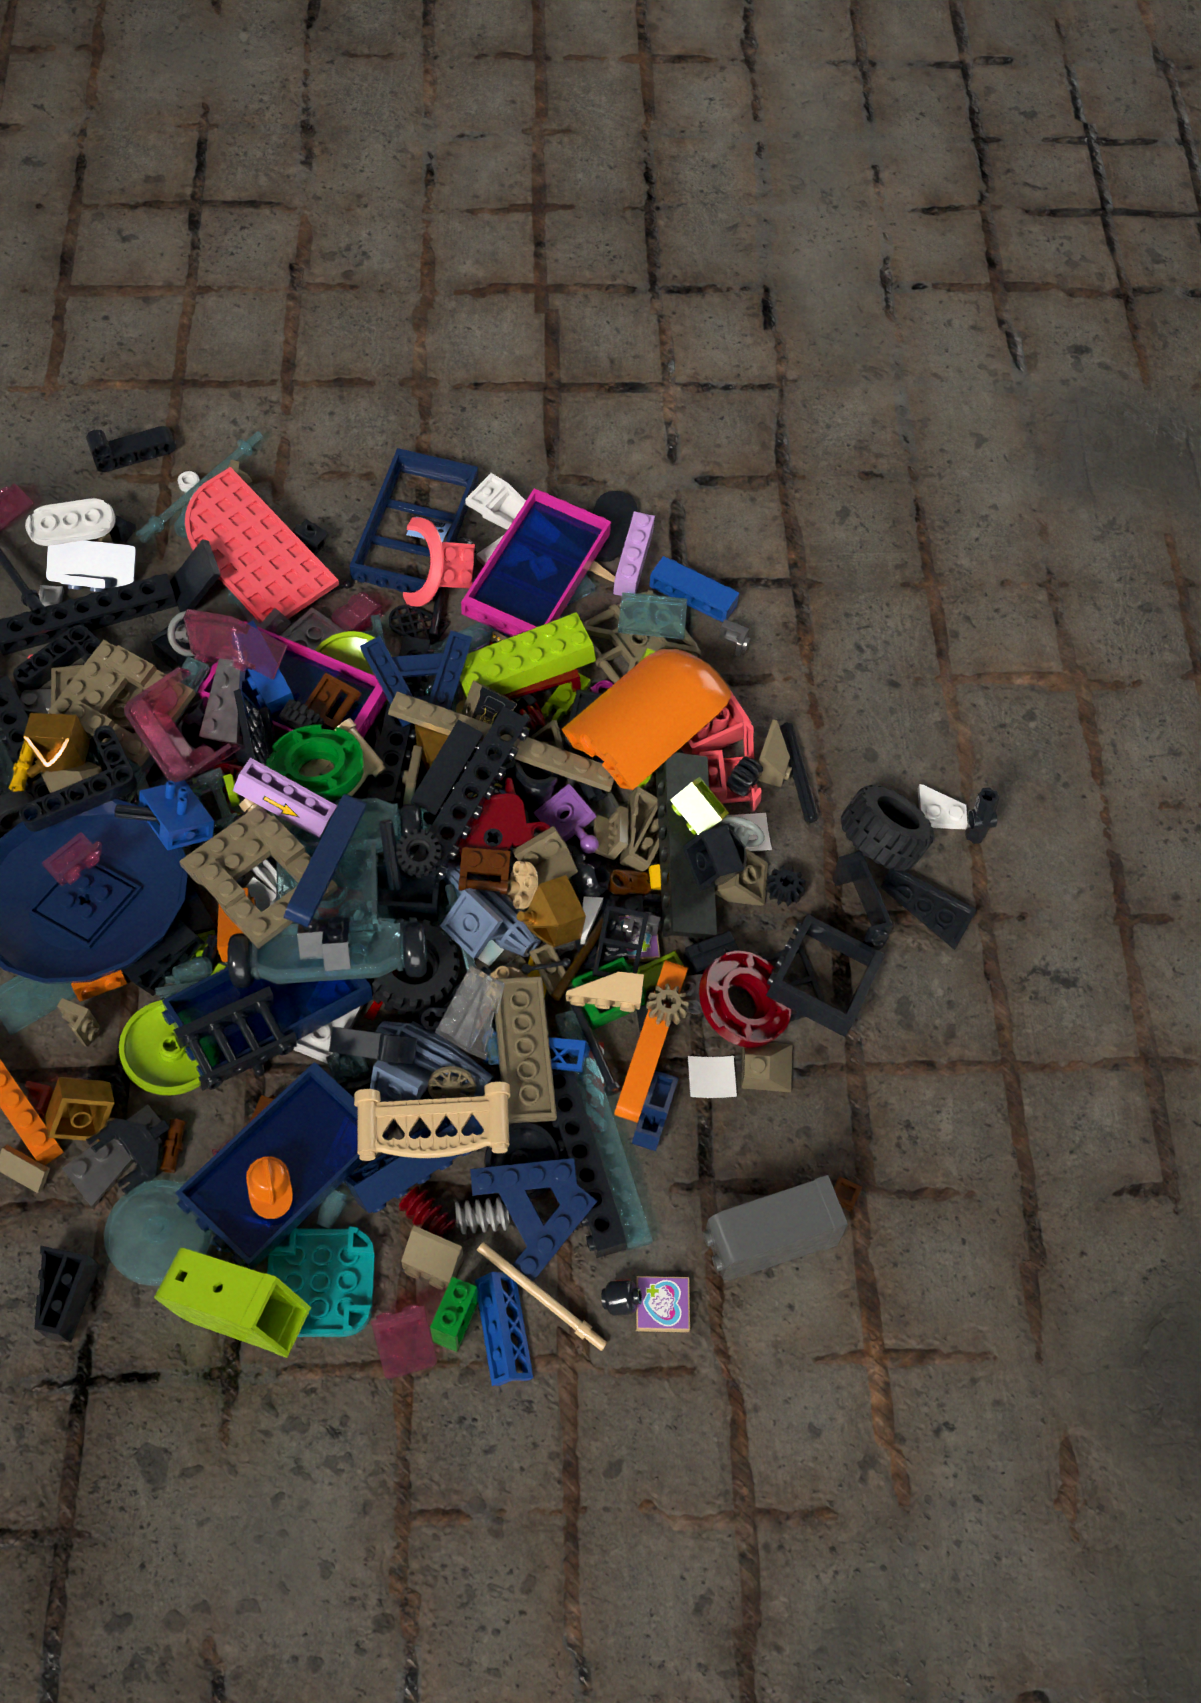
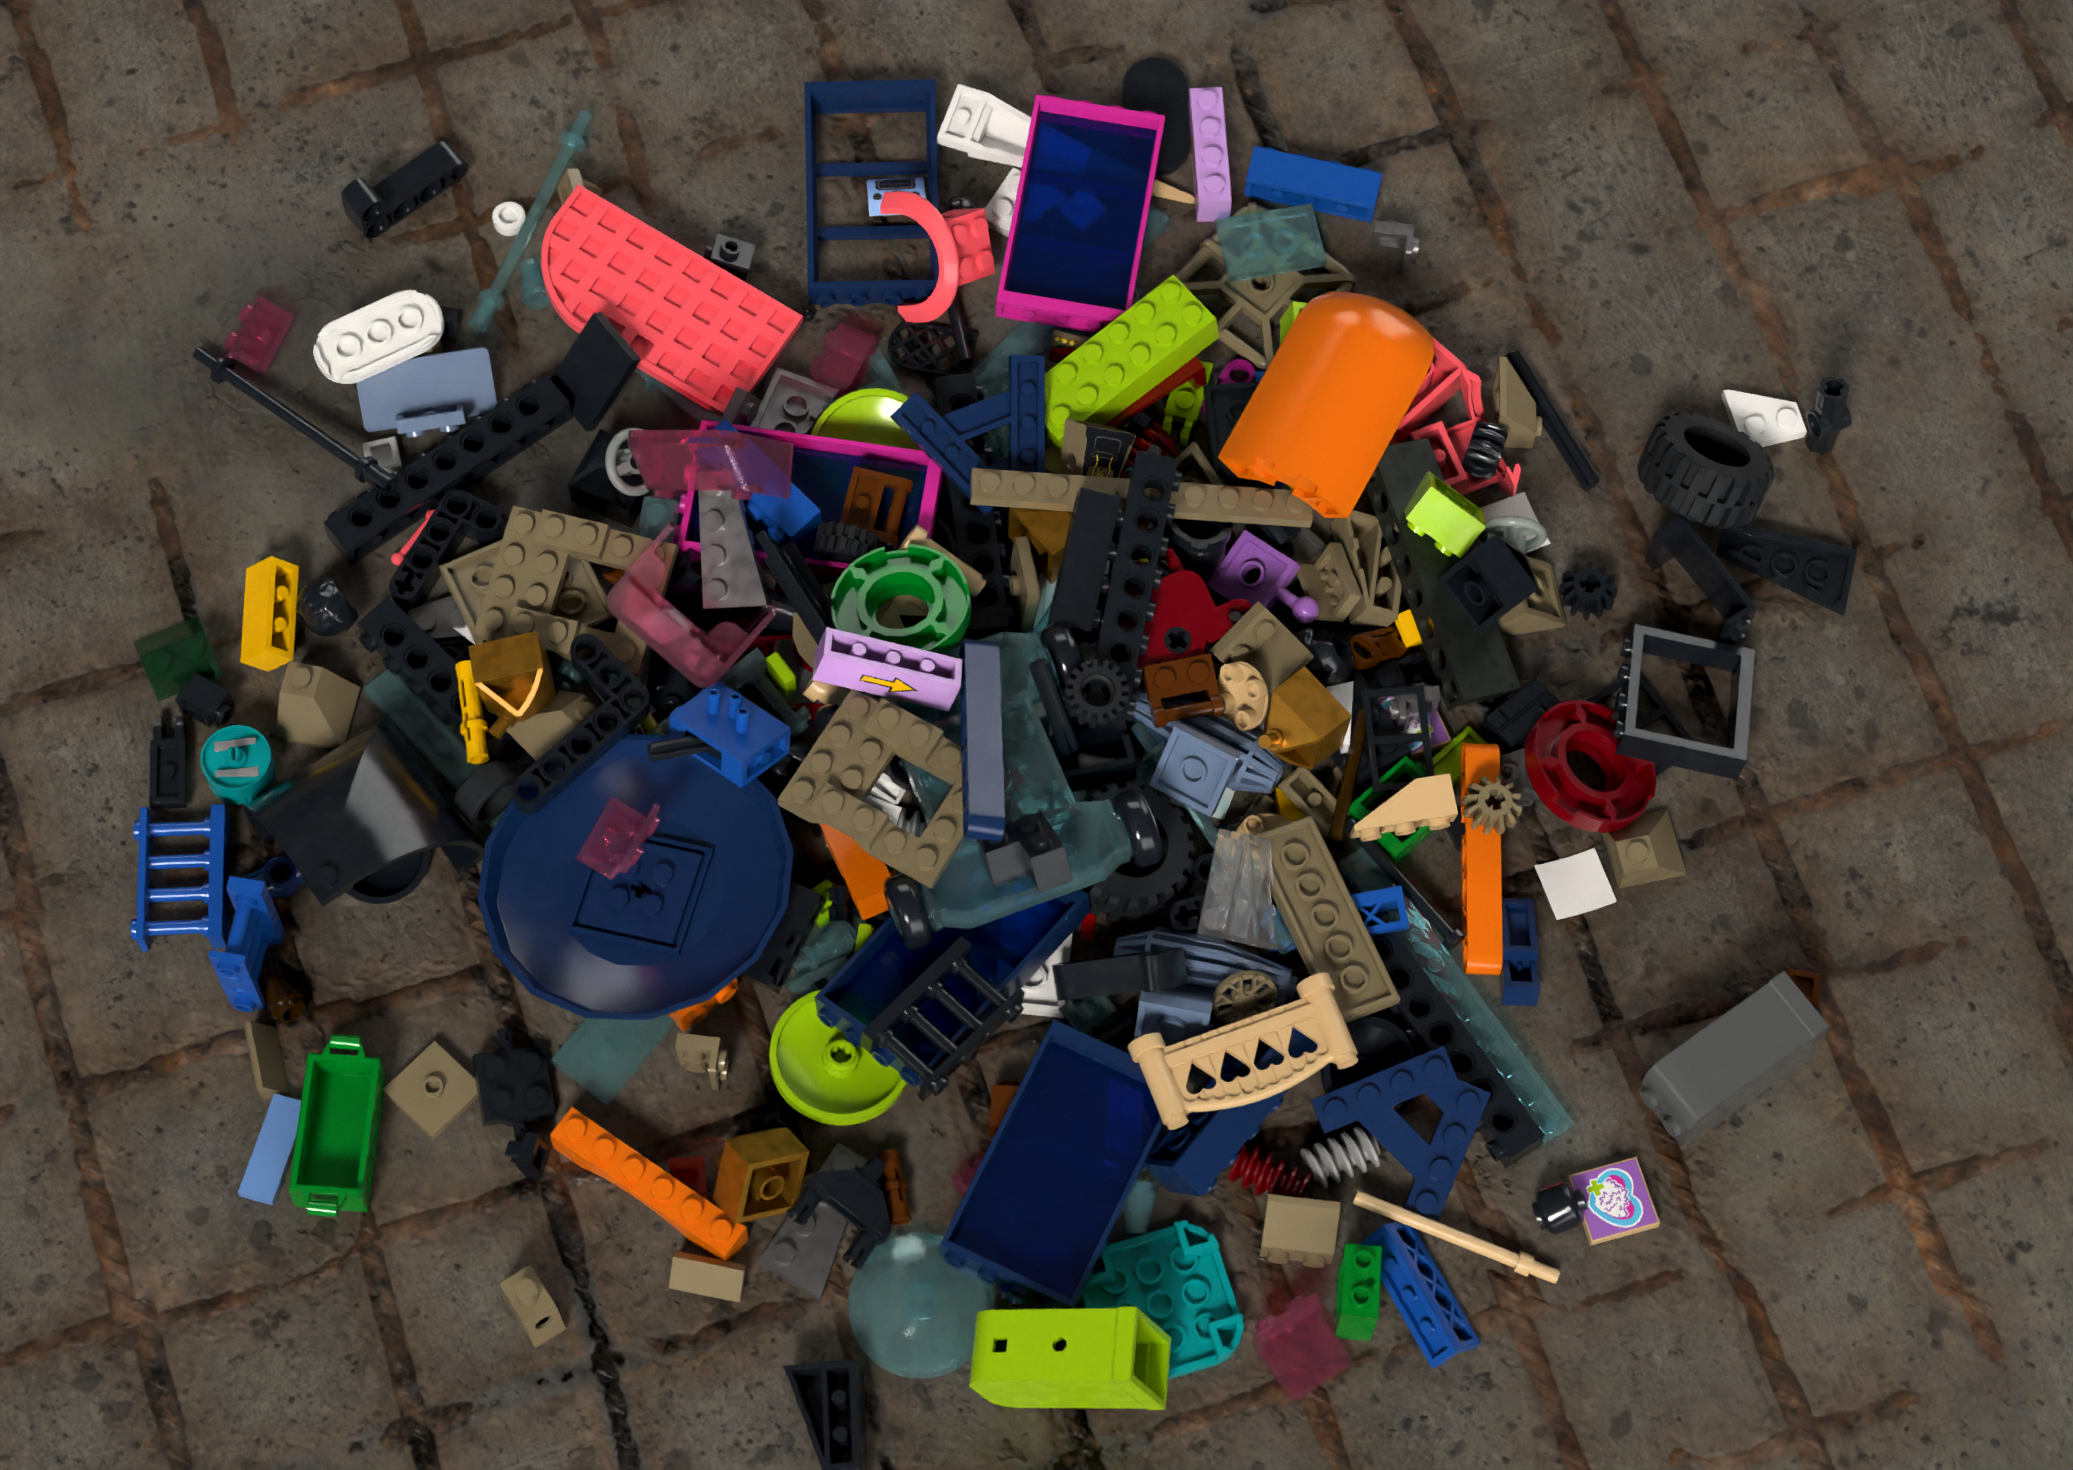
camera: 15 degrees left, 5 degrees up
(269, 1187) = (1060, 1201): orange piece -> none
(526, 968) = (1285, 809): black hinge -> none

